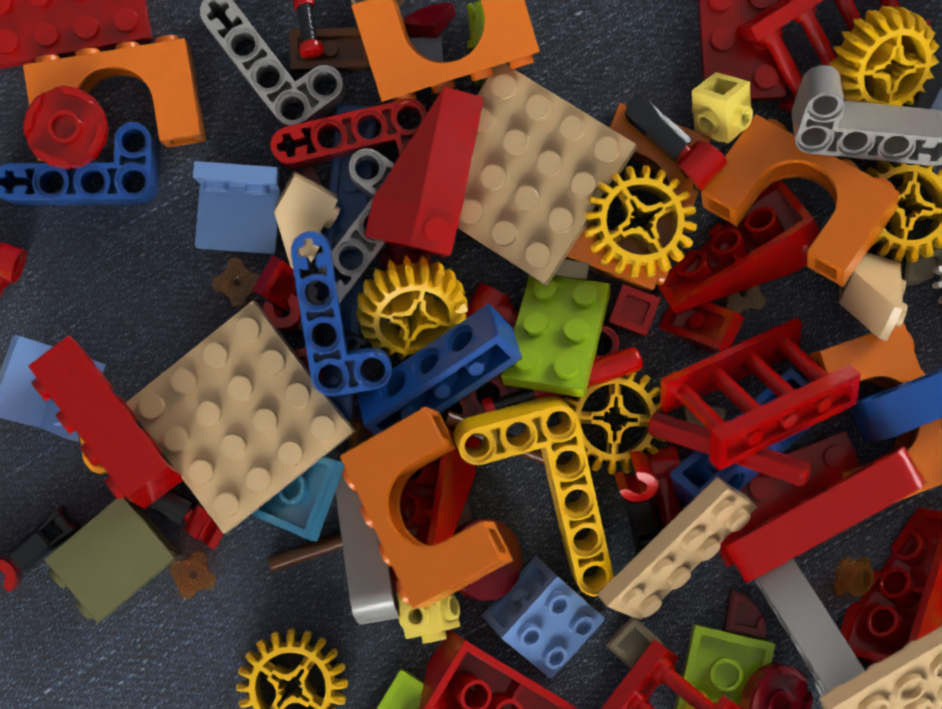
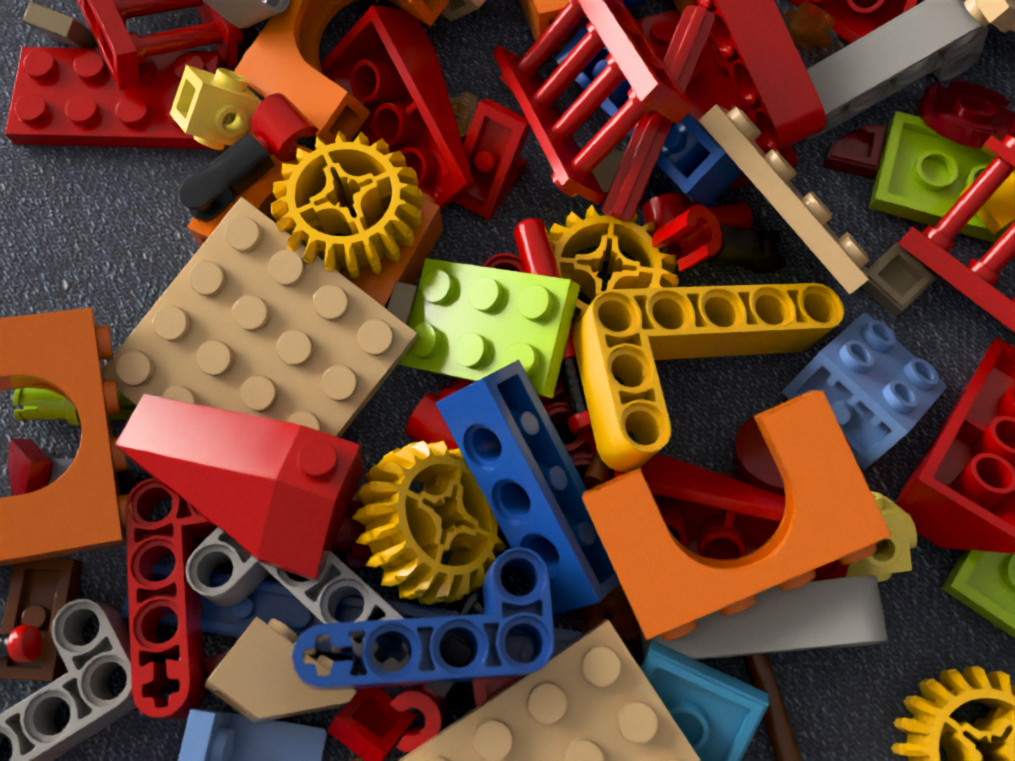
camera: 80 degrees left, 15 degrees down
(634, 310) = (463, 239): red plate -> none

